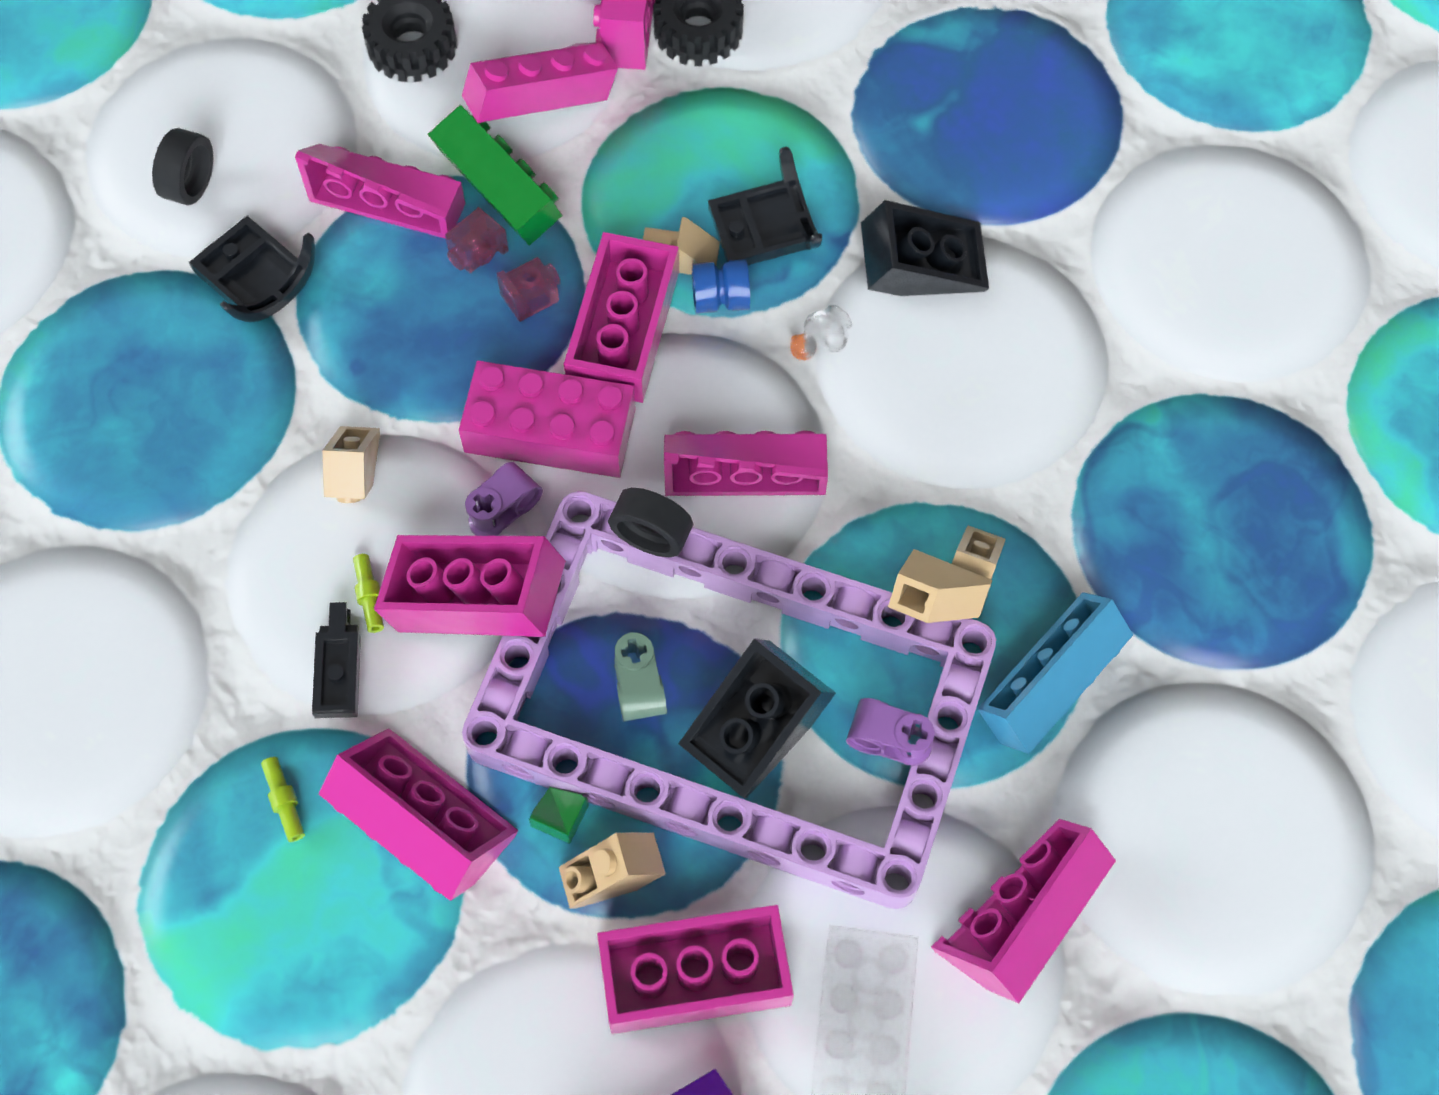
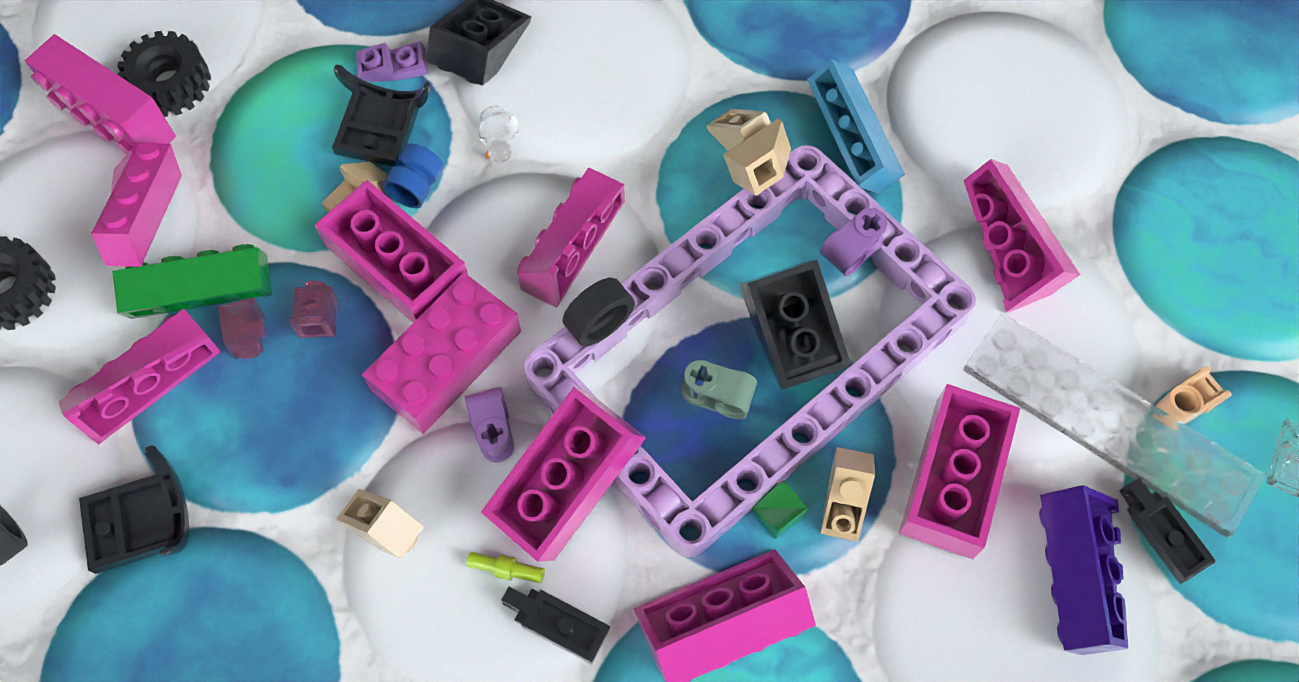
camera: 60 degrees left, 0 degrees up
(839, 193) = (383, 64): none -> medium lavender slope

